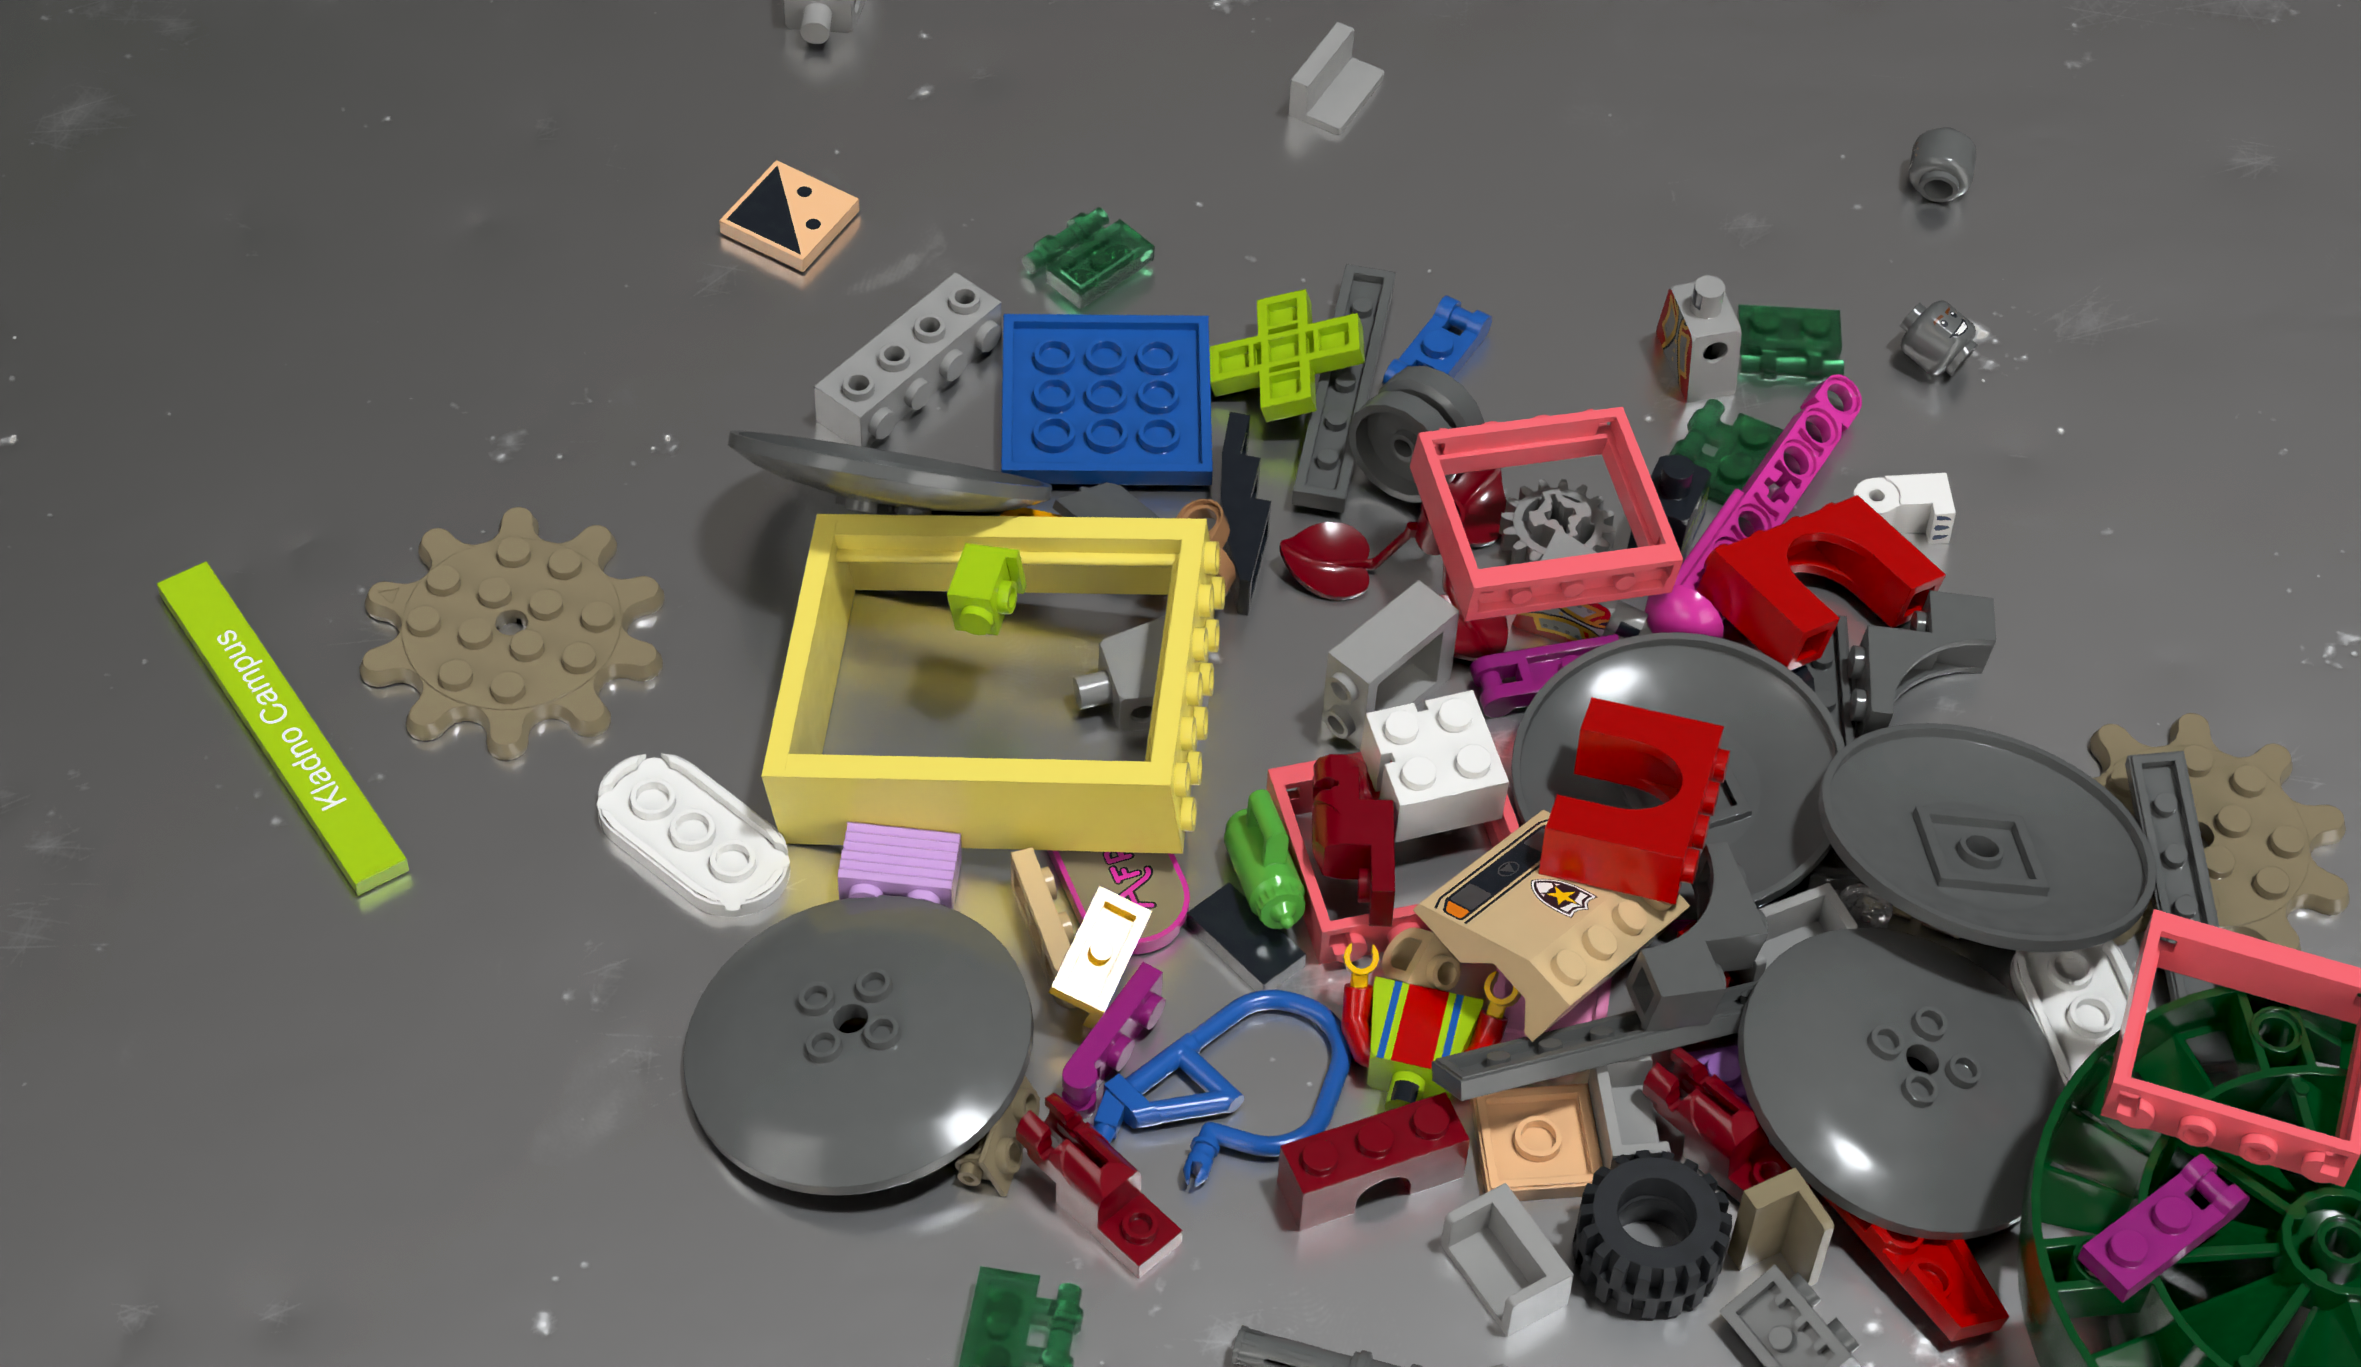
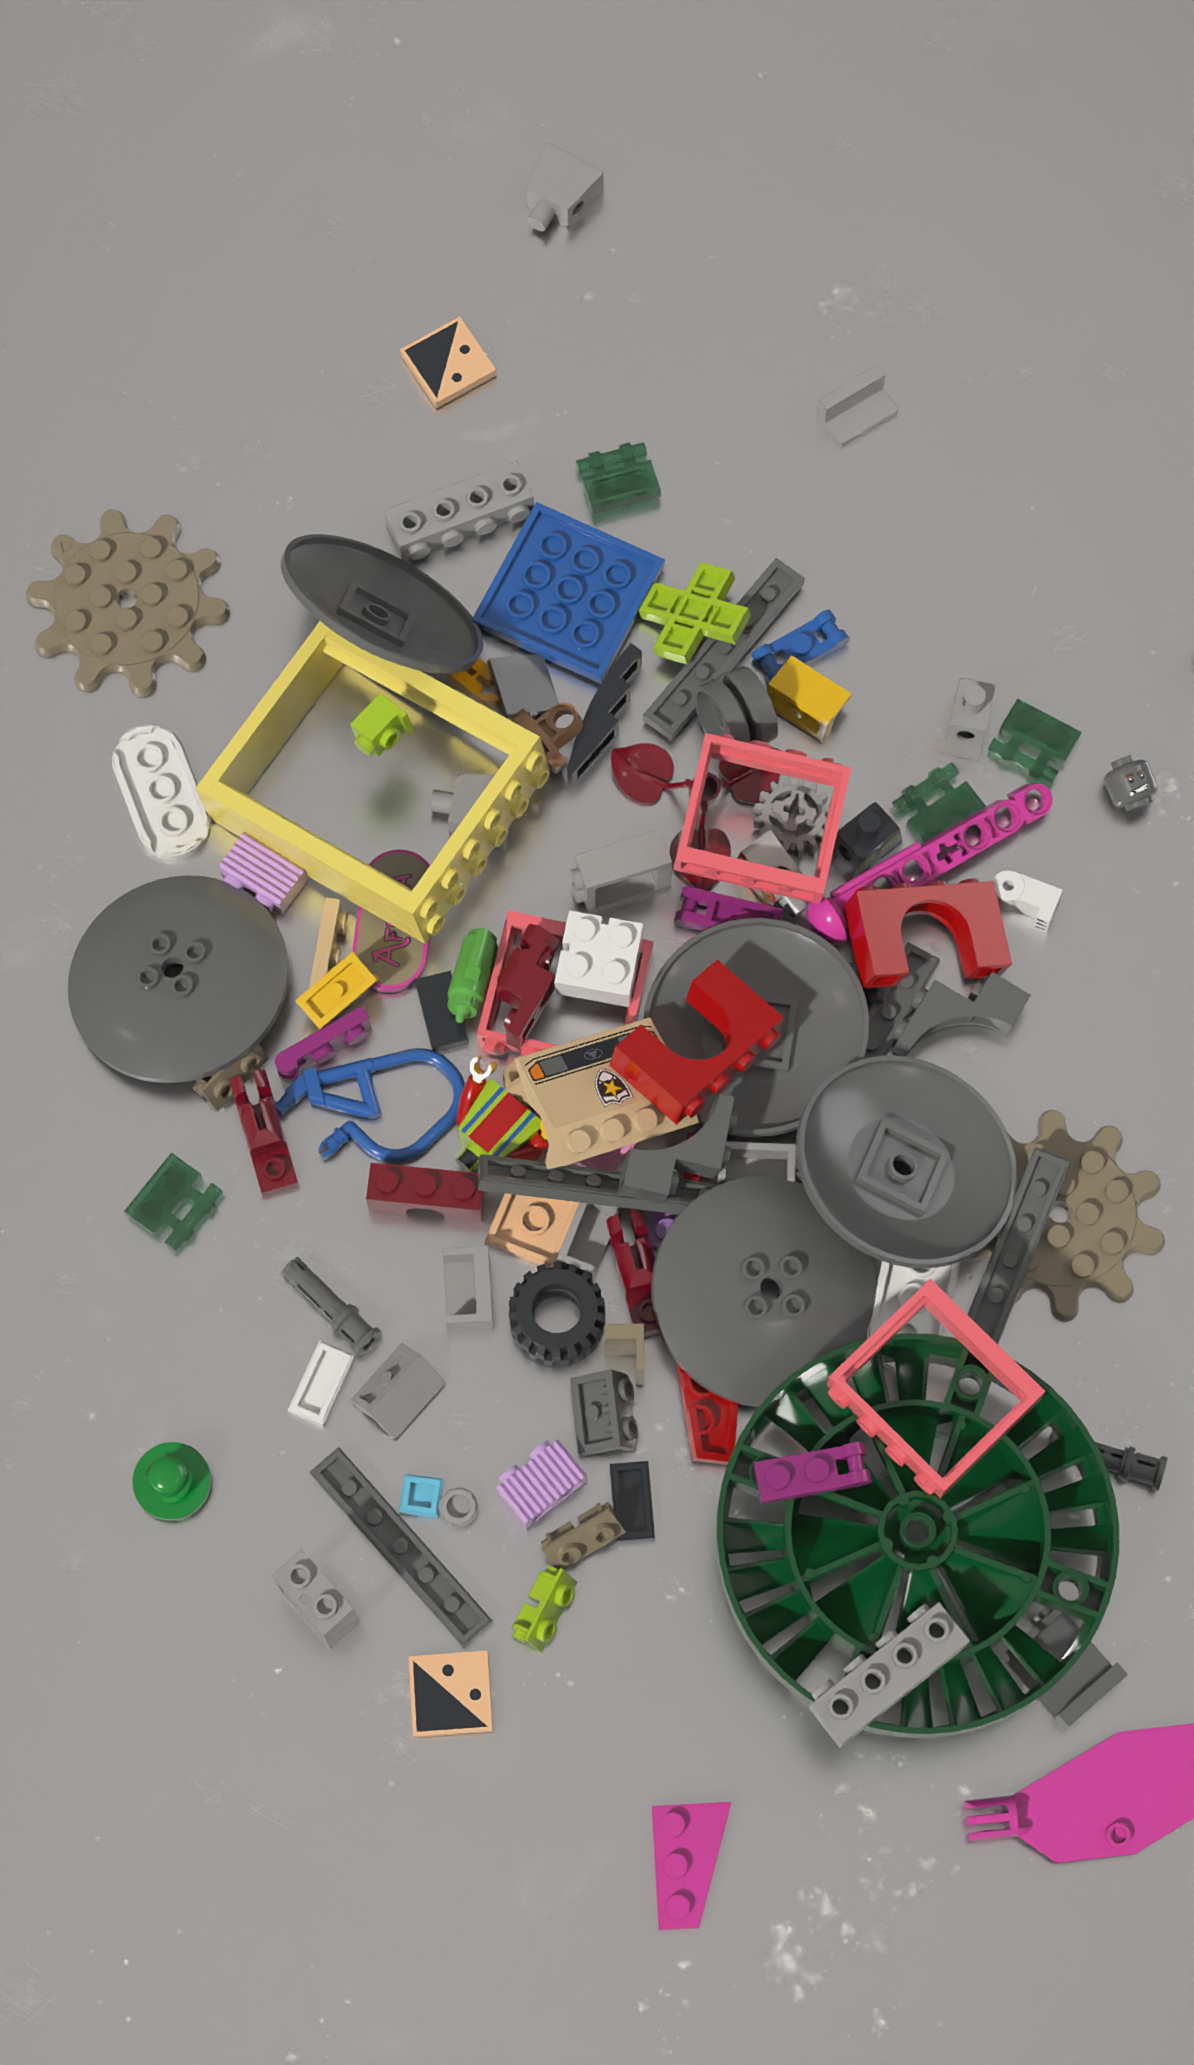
camera: 30 degrees right, 20 degrees up
(1499, 388) = (806, 698): none -> yellow panel

